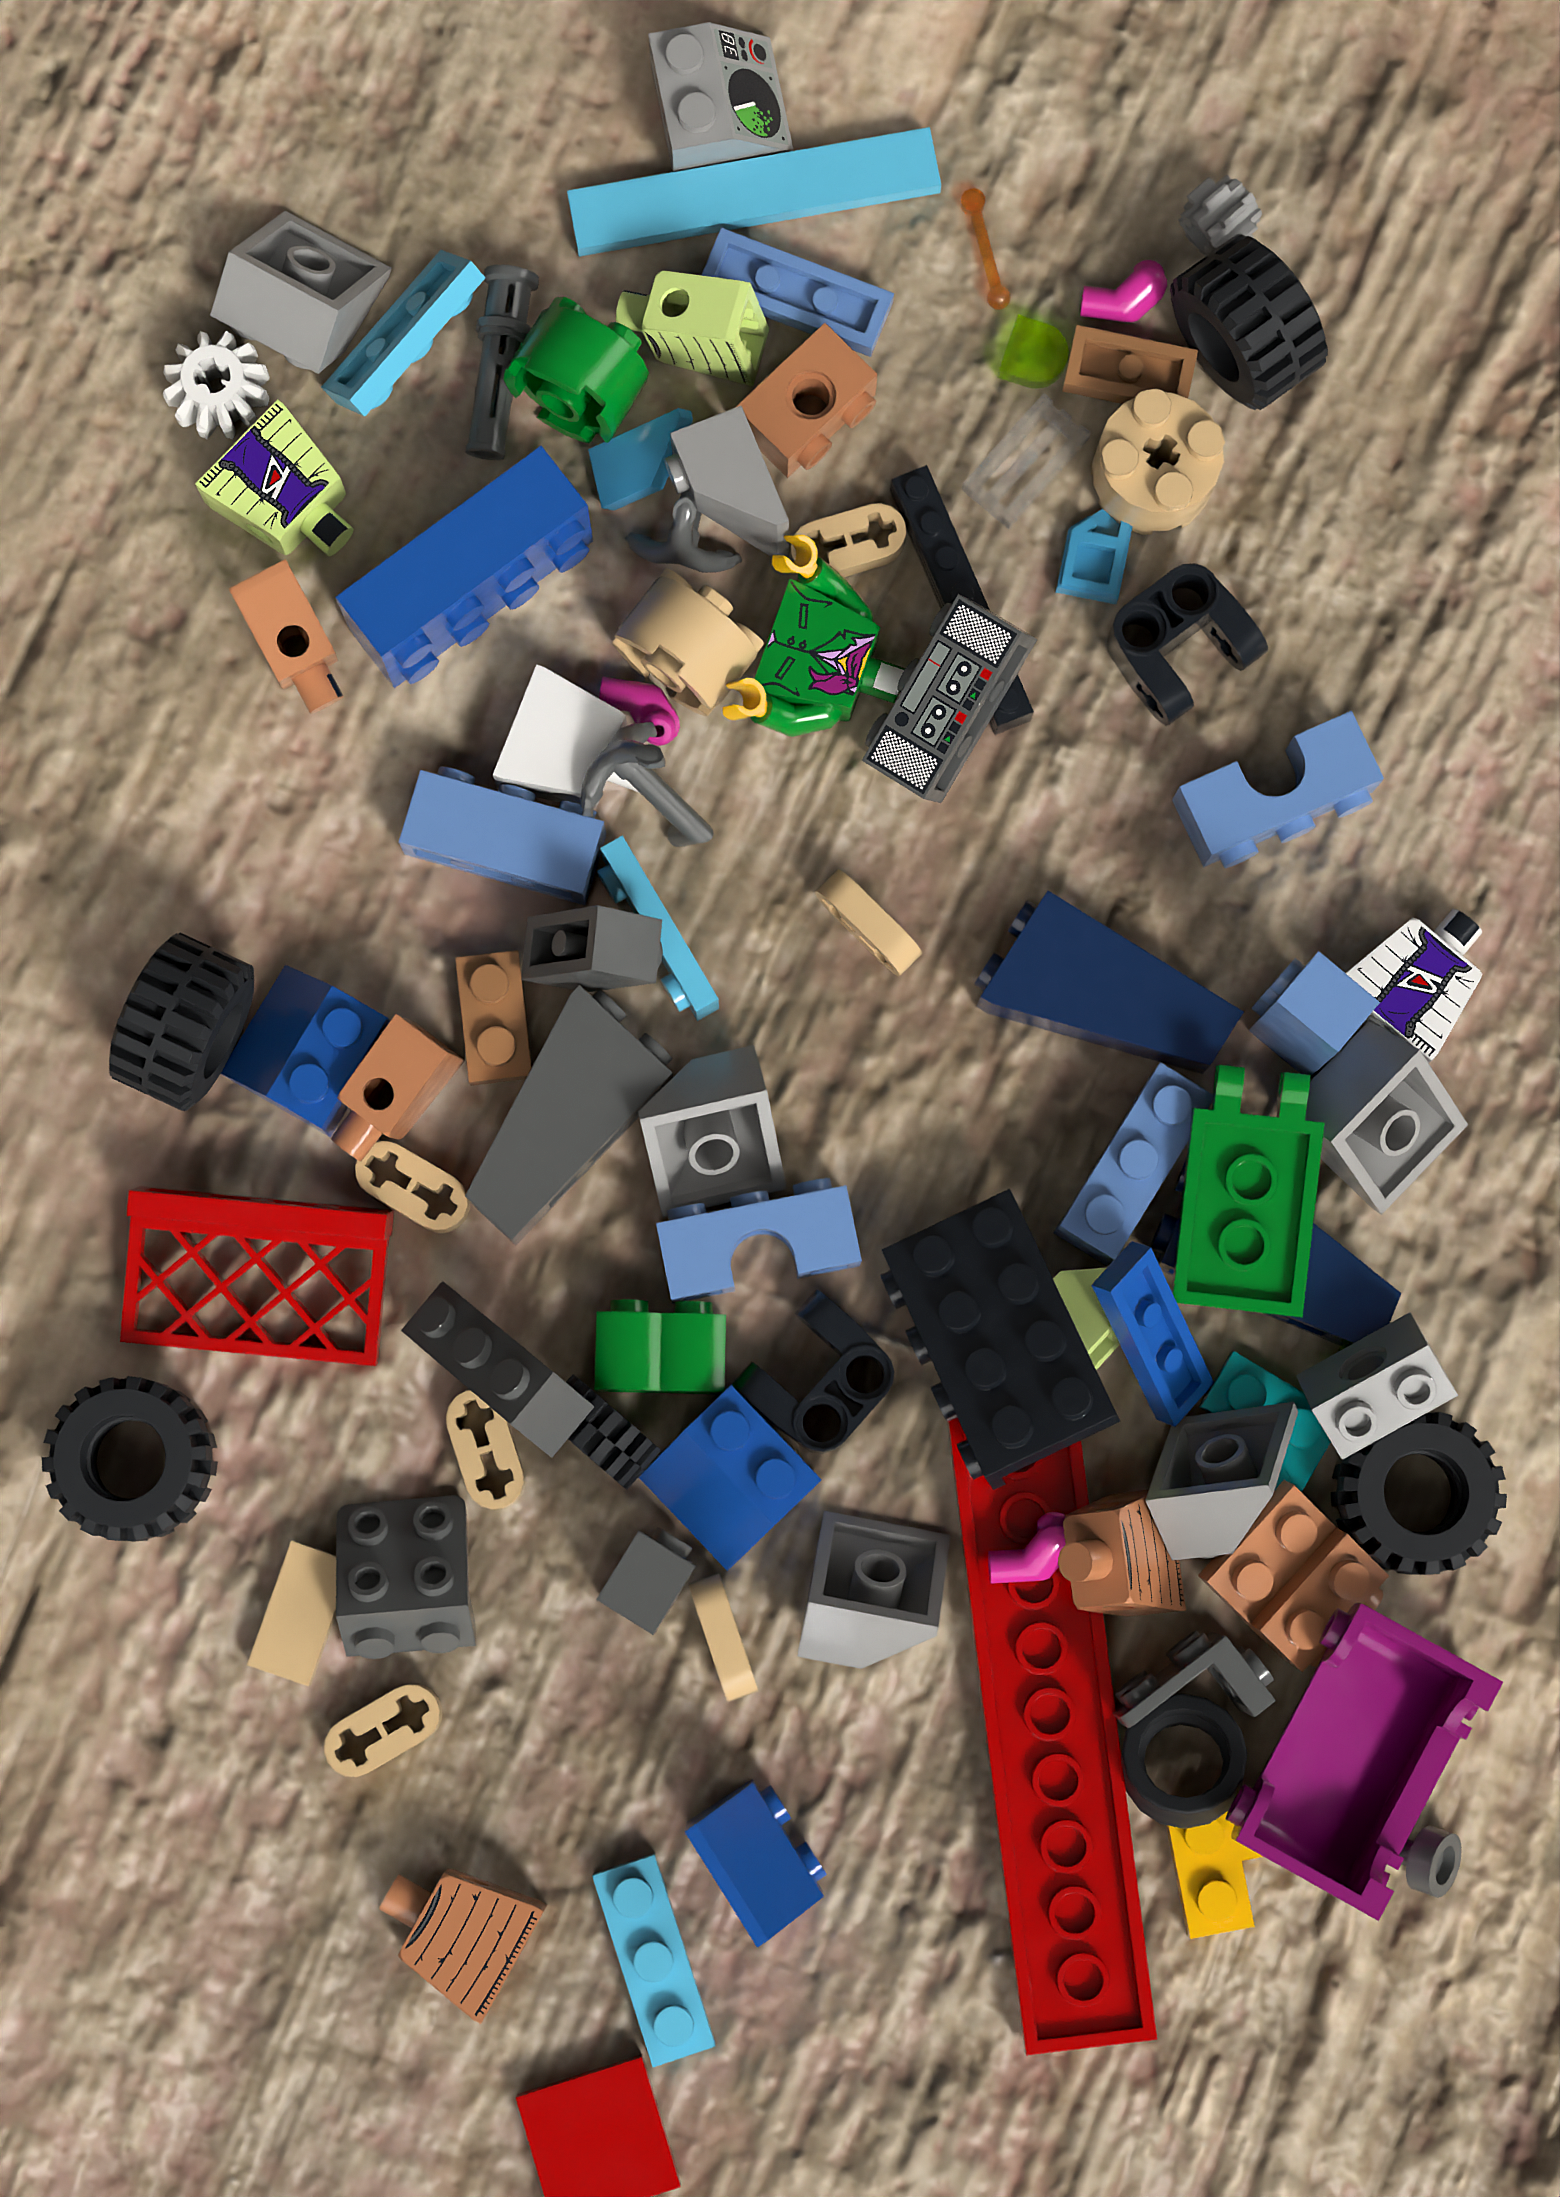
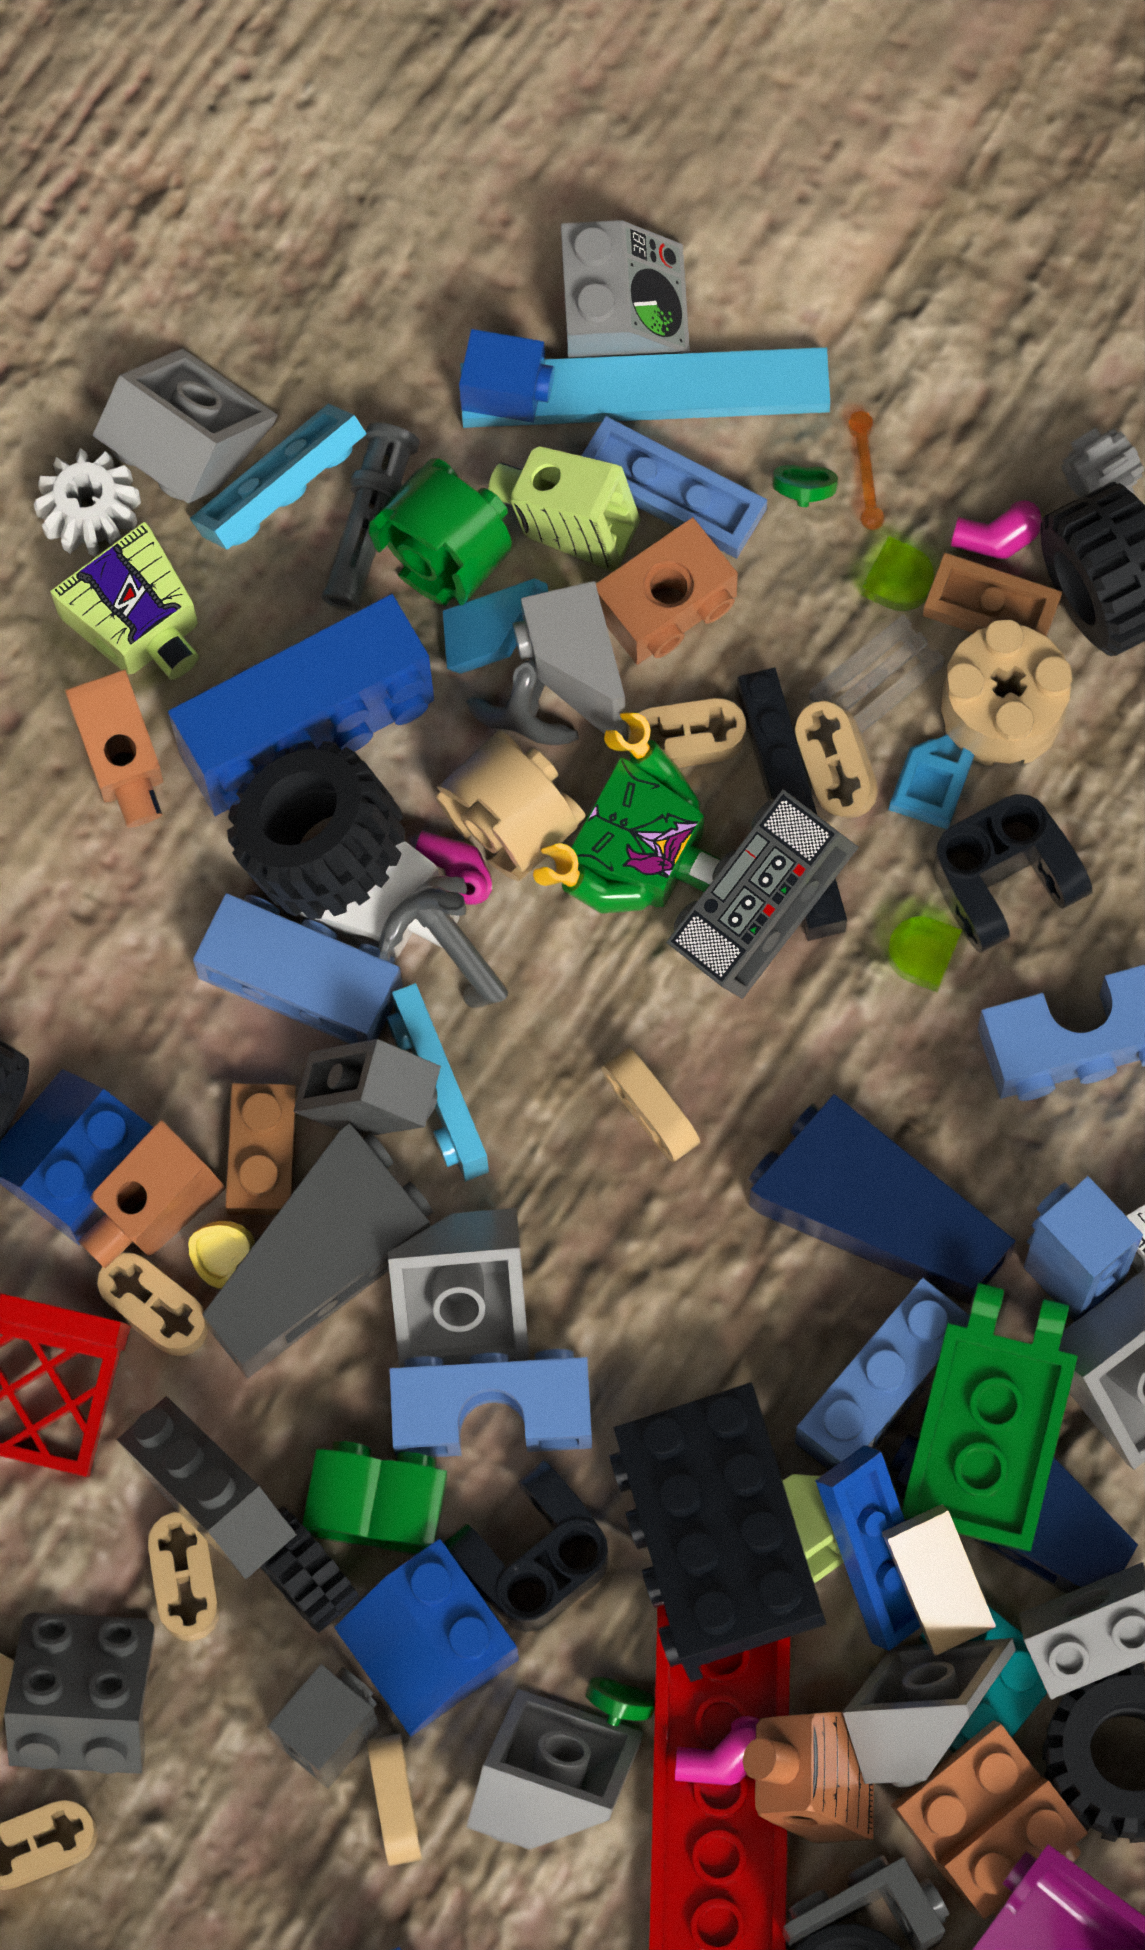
camera: 15 degrees right, 10 degrees down
(467, 672) = (343, 857): none -> black tyre
(469, 1126) = (219, 1250): none -> light yellow piece
(615, 200) = (504, 376): none -> blue brick
(924, 1509) = (620, 1700): none -> green piece
(927, 271) = (804, 483): none -> green piece
(986, 557) = (822, 764): none -> tan beam
(1109, 731) = (923, 950): none -> clear neon green tile
(1217, 1356) = (938, 1579): none -> tile

